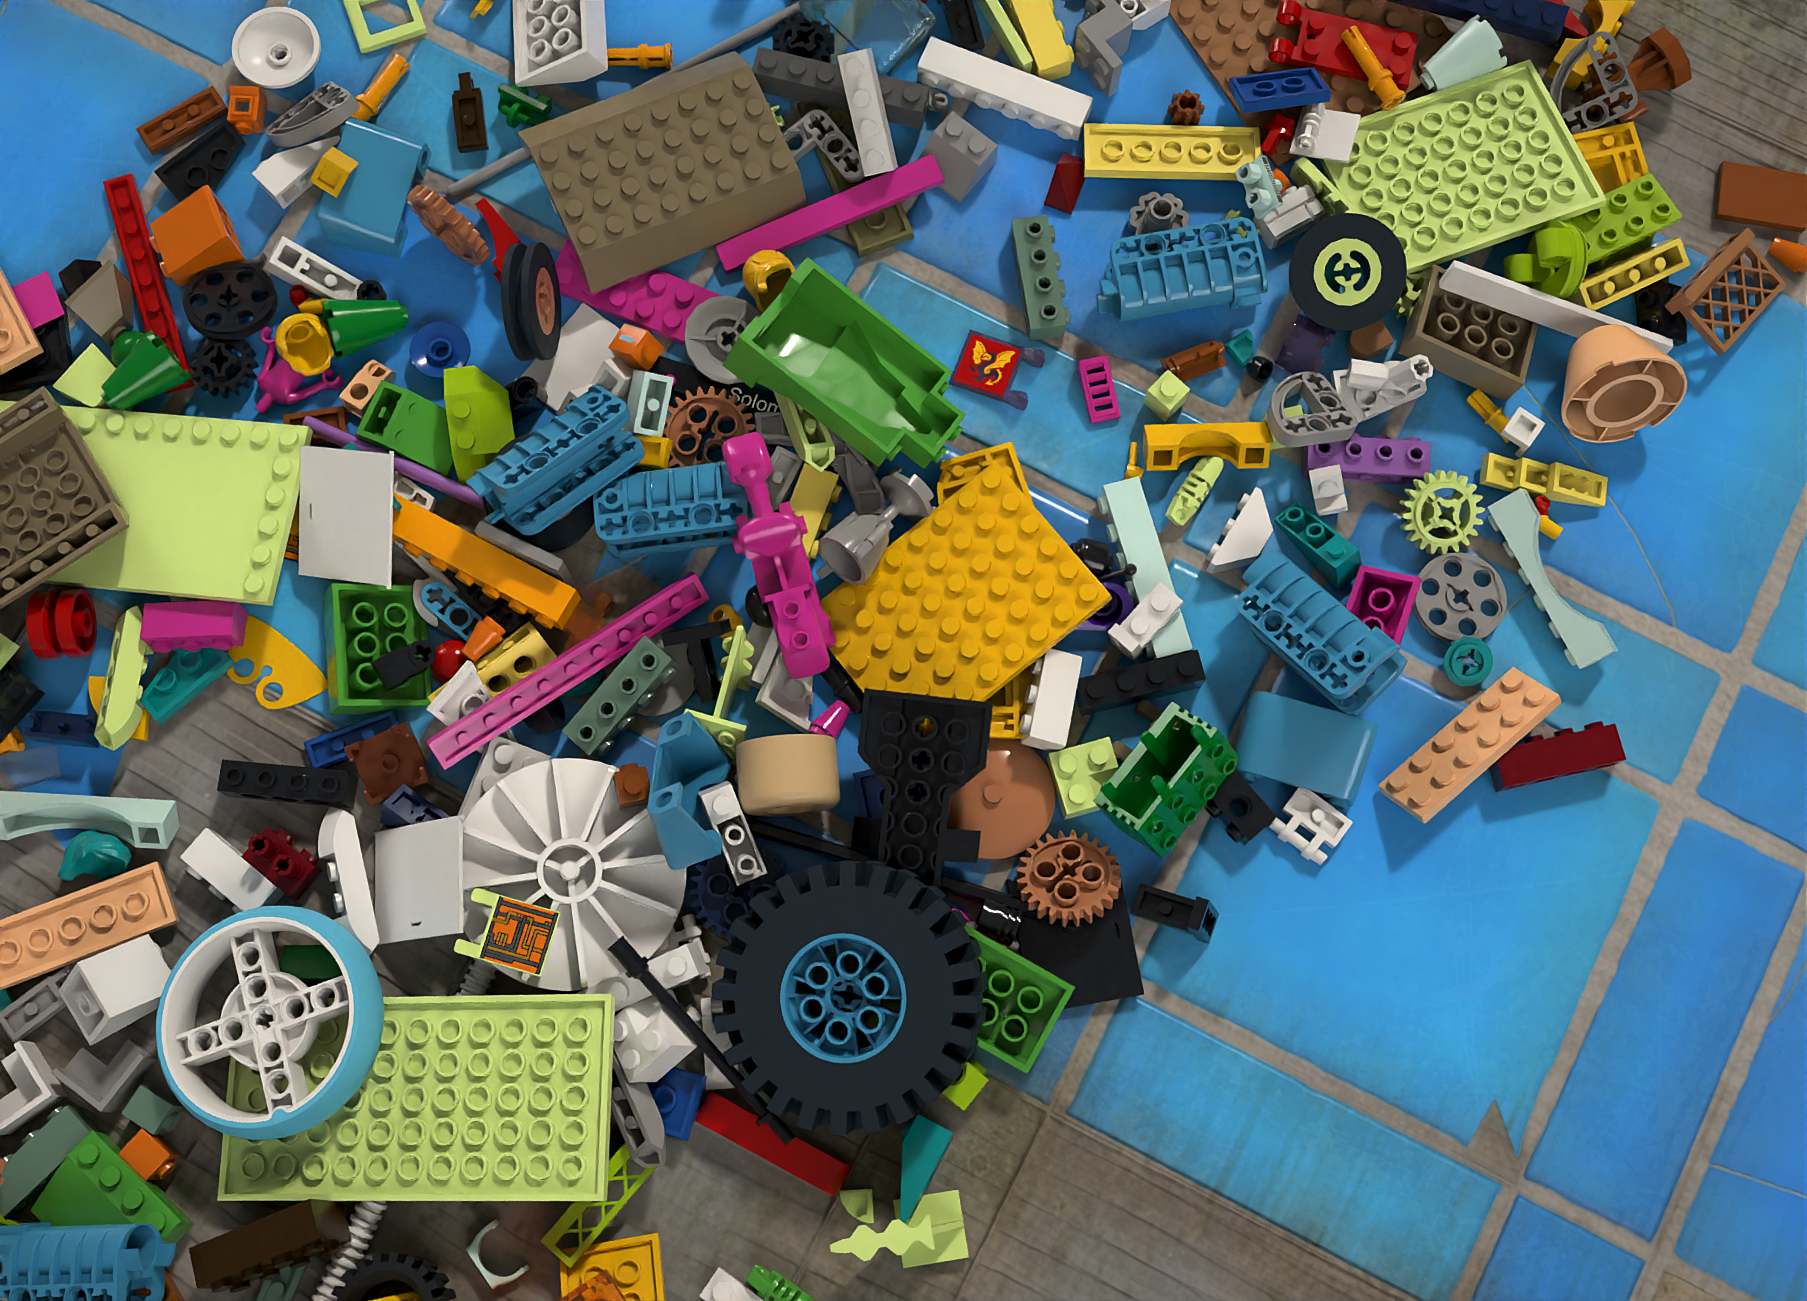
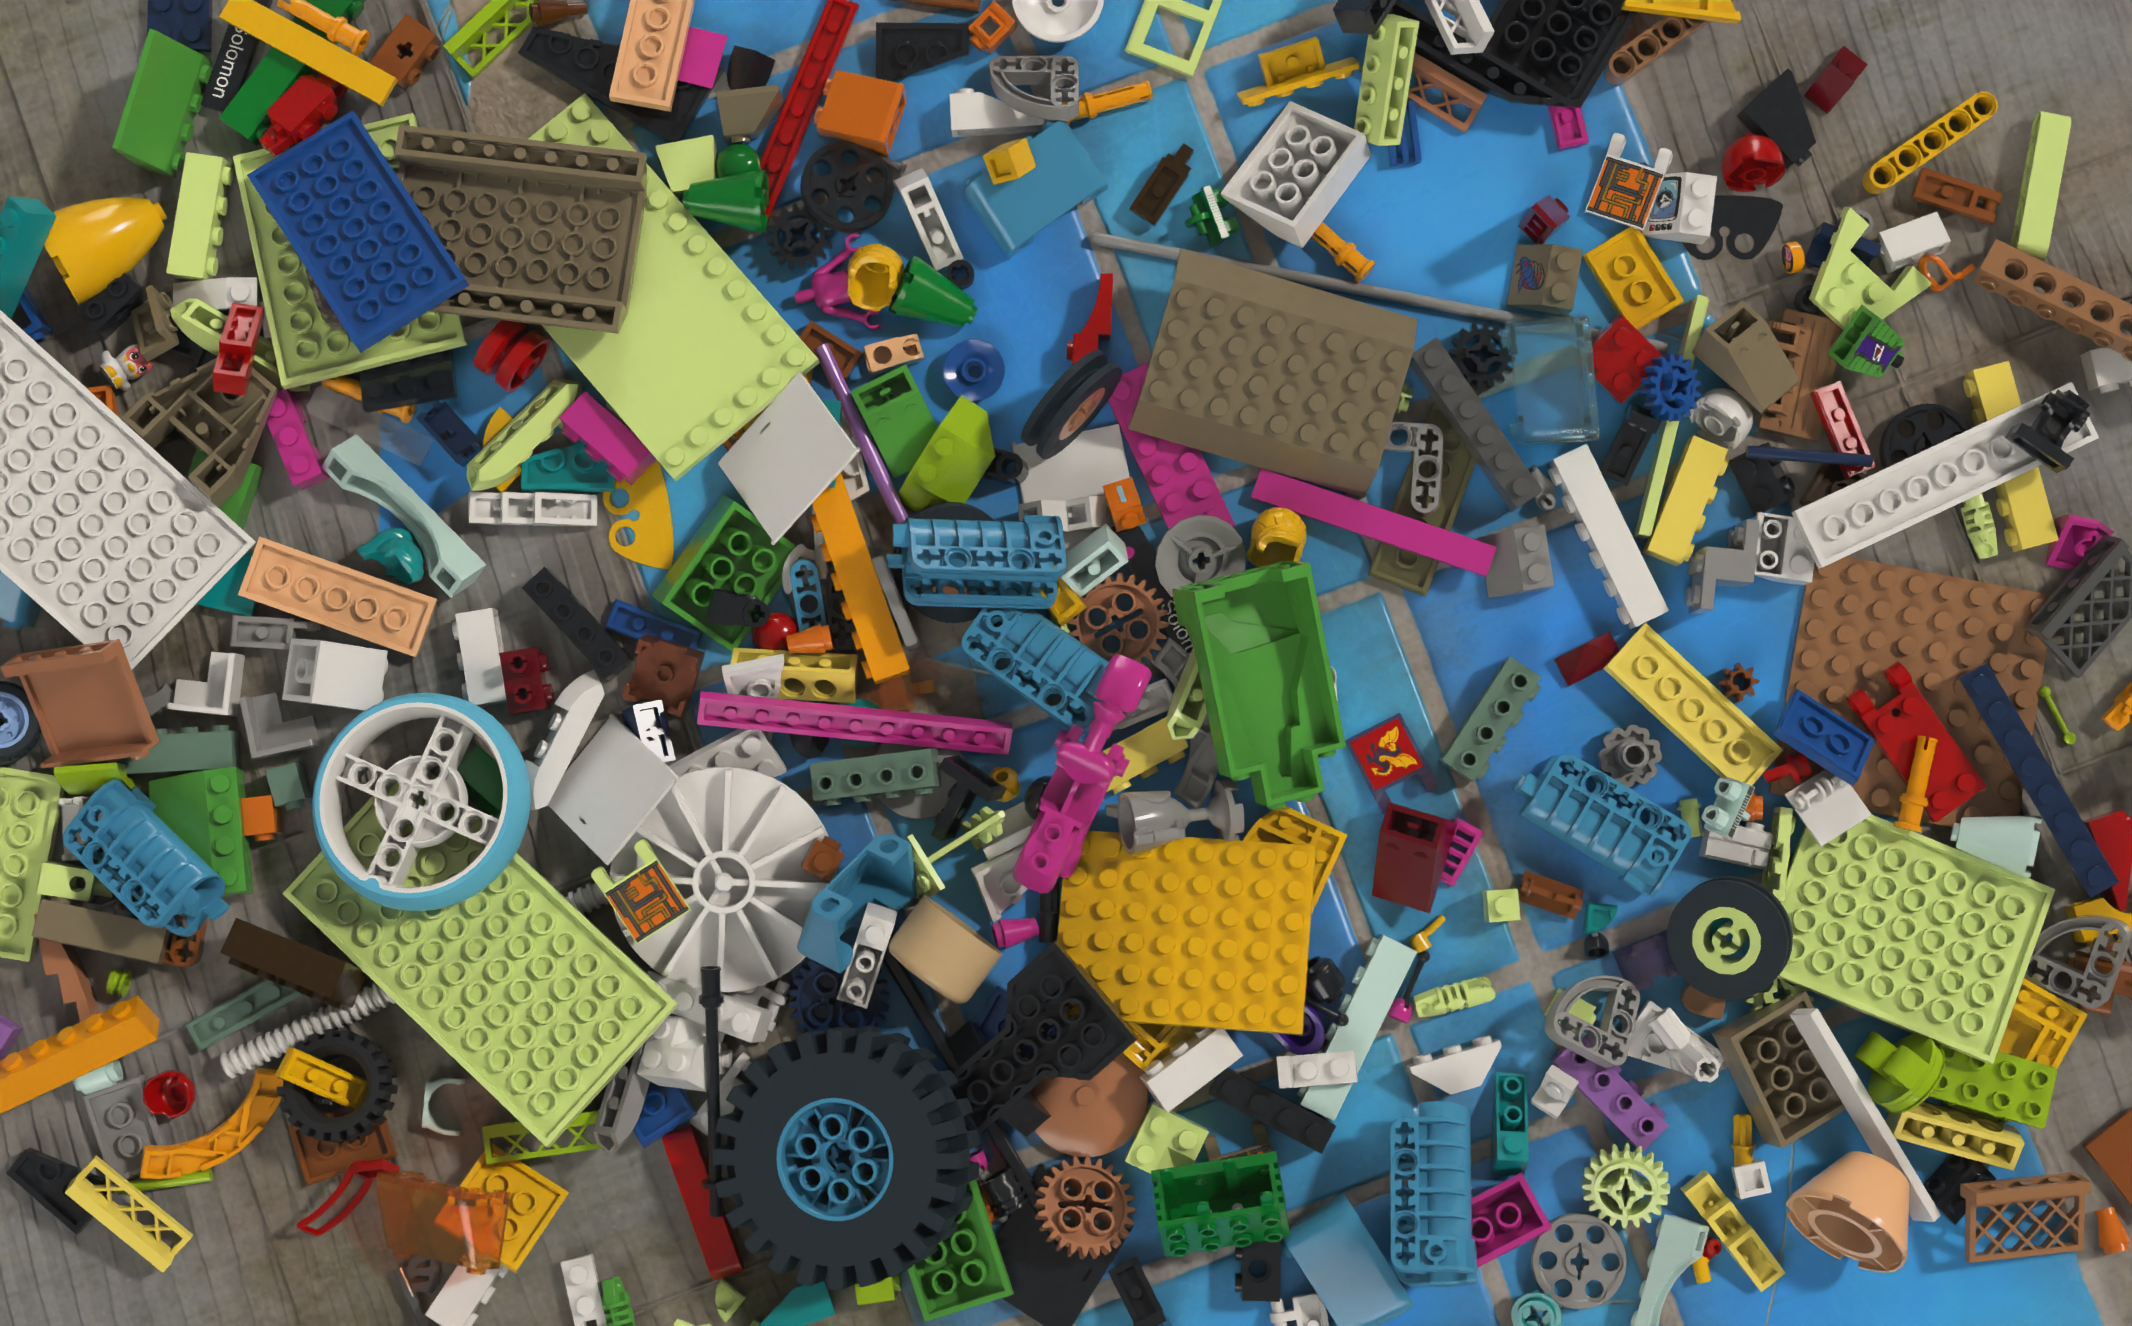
camera: 45 degrees right, 10 degrees up
(179, 731) = (532, 509): none -> white slope
(304, 302) = (904, 237): arm -> none
(448, 225) = (1064, 290): nougat gear -> none
(867, 112) = (1471, 473): white brick -> none
(1071, 414) = (1411, 856): none -> dark red slope
(1165, 530) = (1401, 1008): none -> hinge
(1240, 443) = (1523, 995): yellow arch -> none

